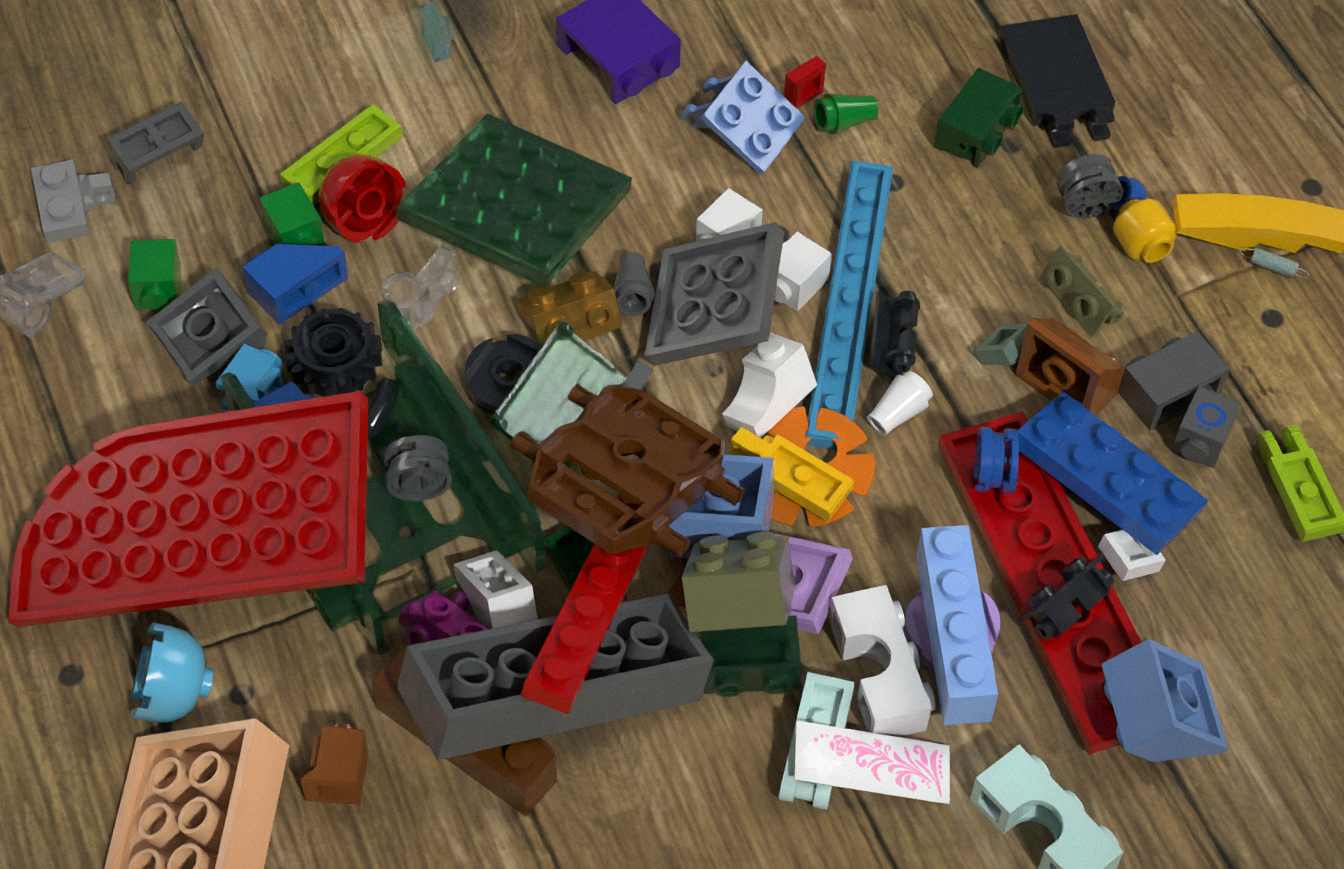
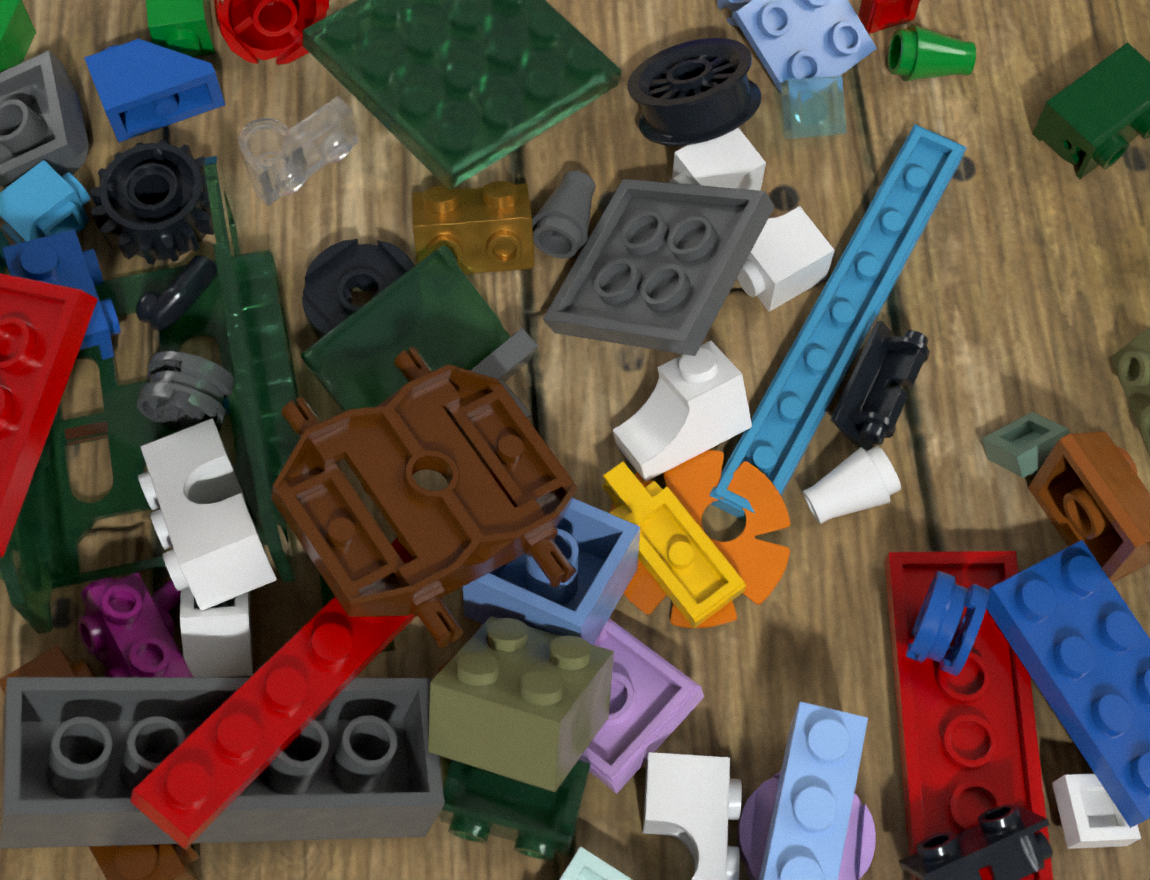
camera: 20 degrees right, 10 degrees up
(454, 528) = (203, 516): none -> white arch
(693, 176) = (694, 91): none -> black wheel
(778, 167) = (813, 107): none -> clear light blue plate

